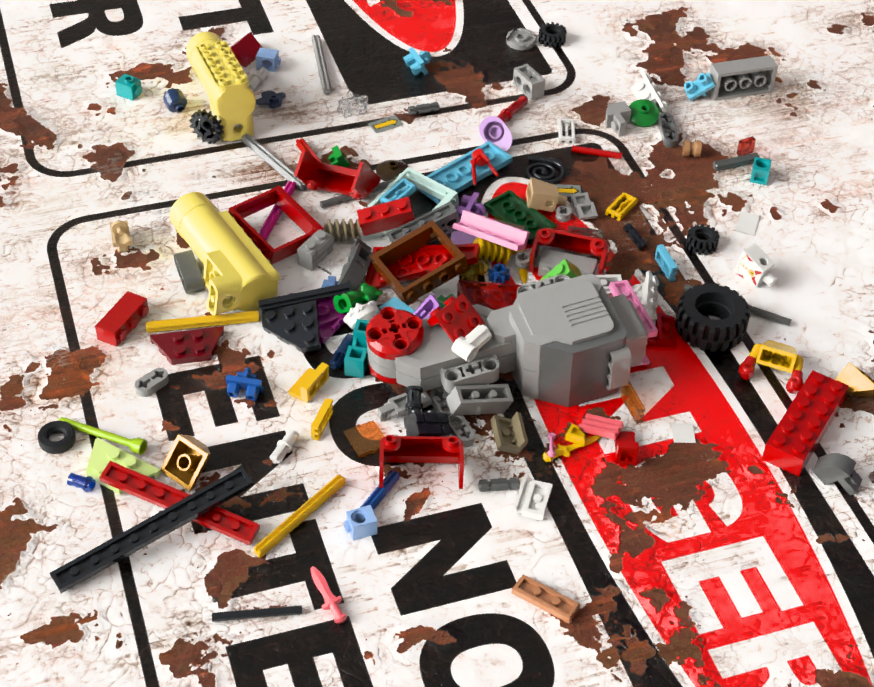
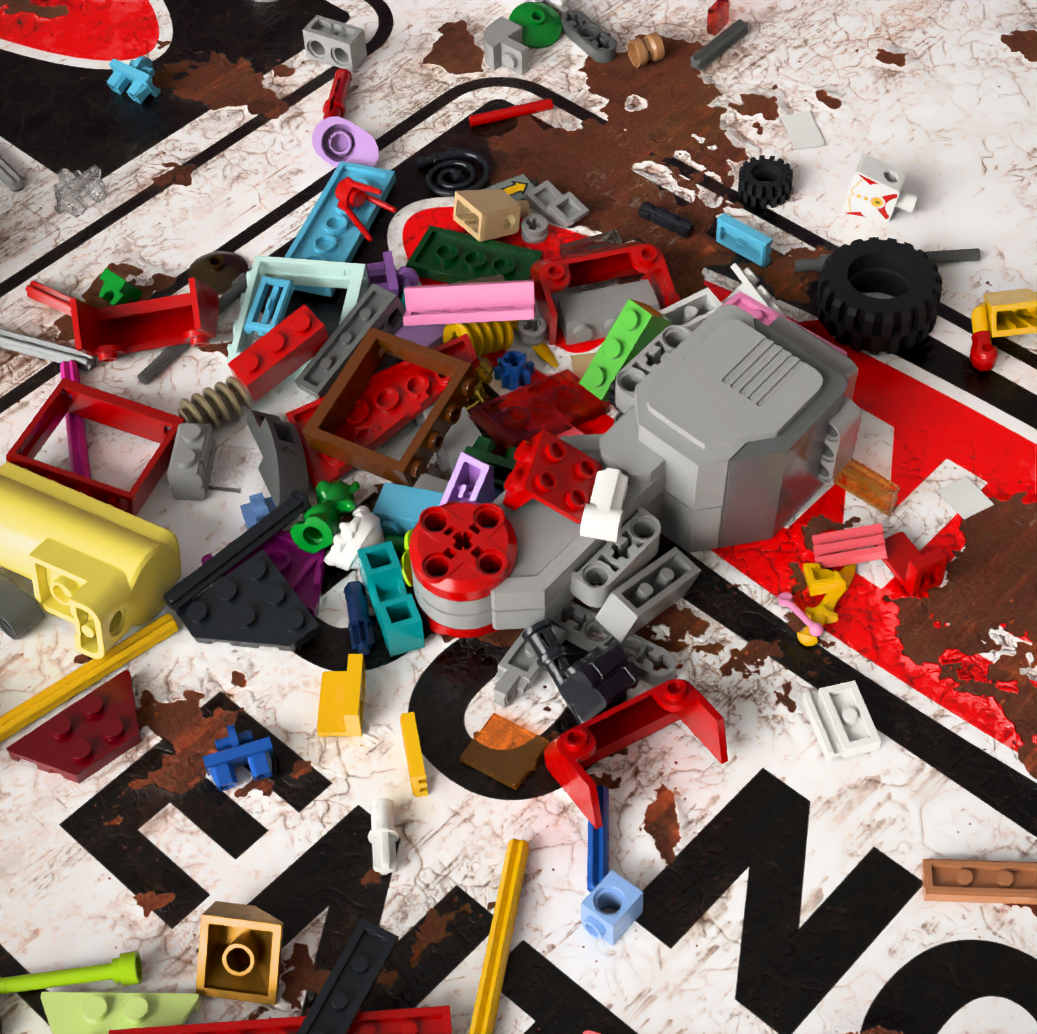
camera: 25 degrees left, 5 degrees up
(151, 382) = (62, 833): light grey beam -> none
(385, 124) = (151, 201): light grey sticker -> none
(423, 108) = (196, 151): dark grey axle -> none
(498, 484) = (770, 723): dark grey axle -> none
(509, 433) = (727, 626): dark tan bracket -> none
(566, 138) = (436, 99): white tile -> none
(624, 208) = (609, 195): yellow tile -> none
(760, 171) = (766, 44): teal brick -> none

